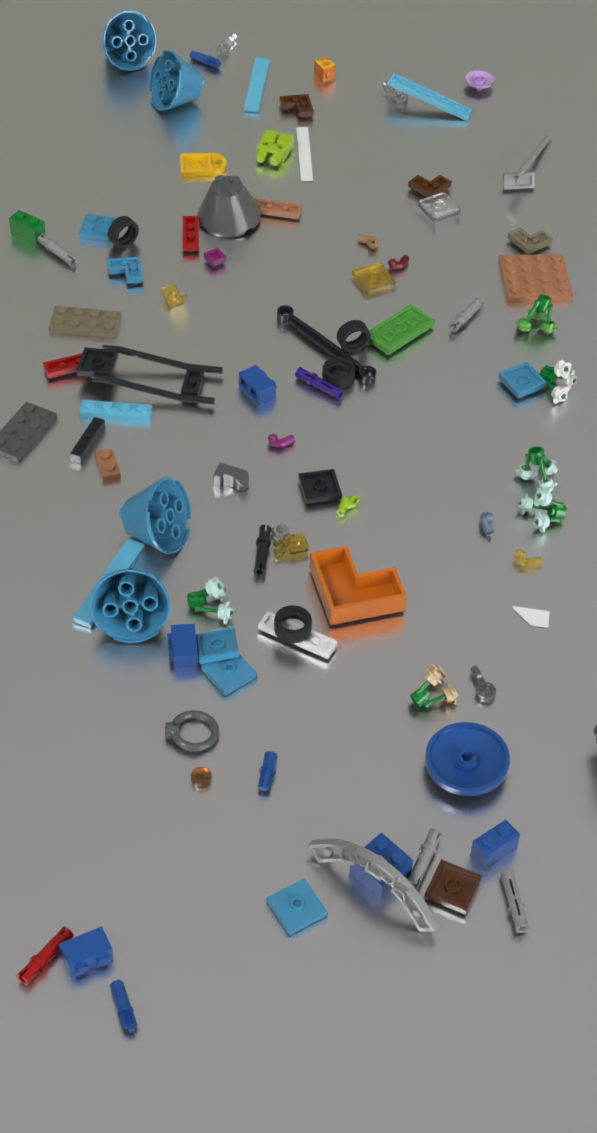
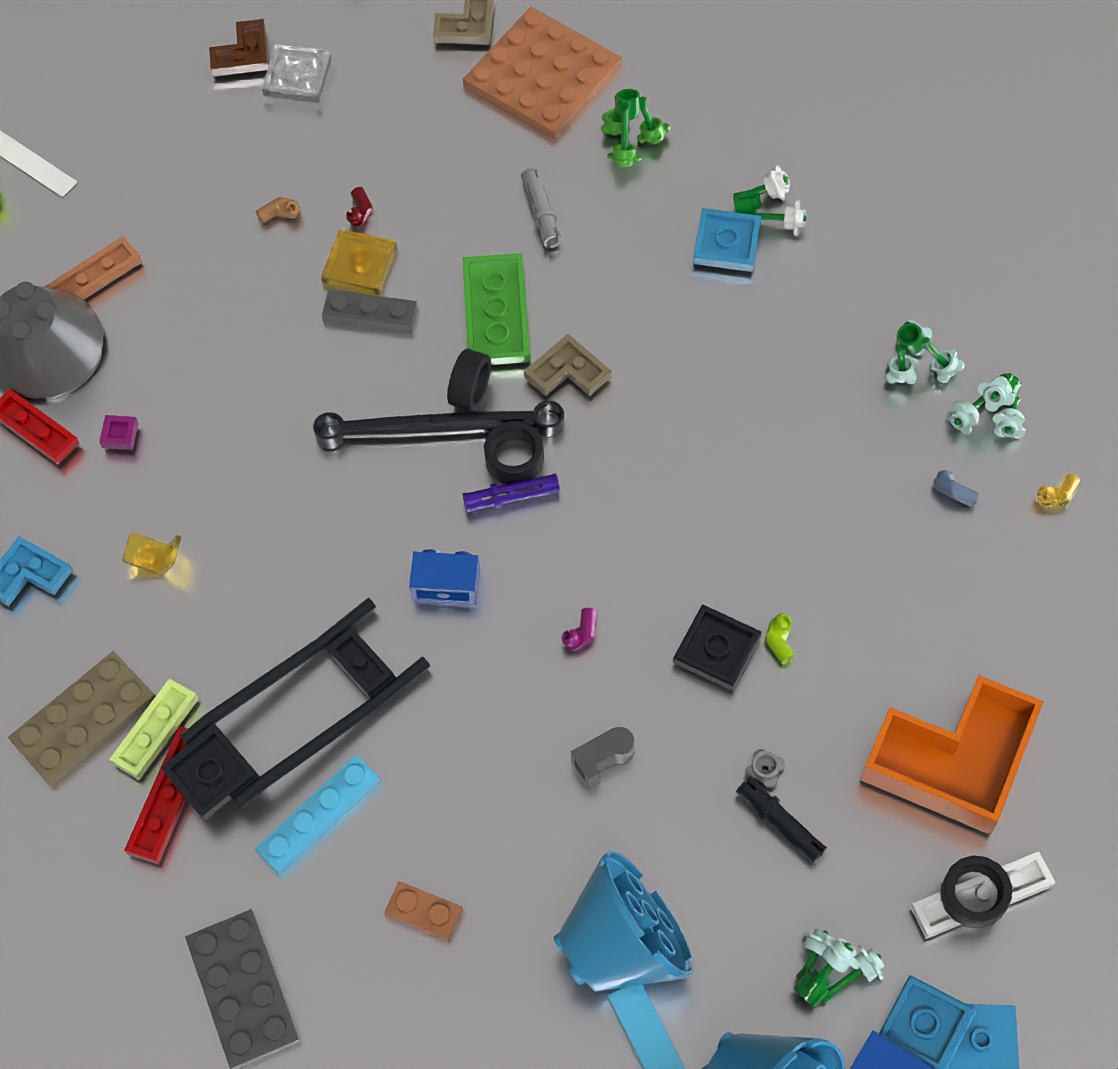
camera: 45 degrees left, 15 degrees up
(87, 440) = (349, 904): black piece -> none
(99, 340) = (154, 729): none -> yellowish green plate
(294, 543) = (804, 767): clear yellow plate -> none
(354, 295) = (369, 311): none -> dark grey plate
(399, 363) = (569, 361): none -> dark tan plate

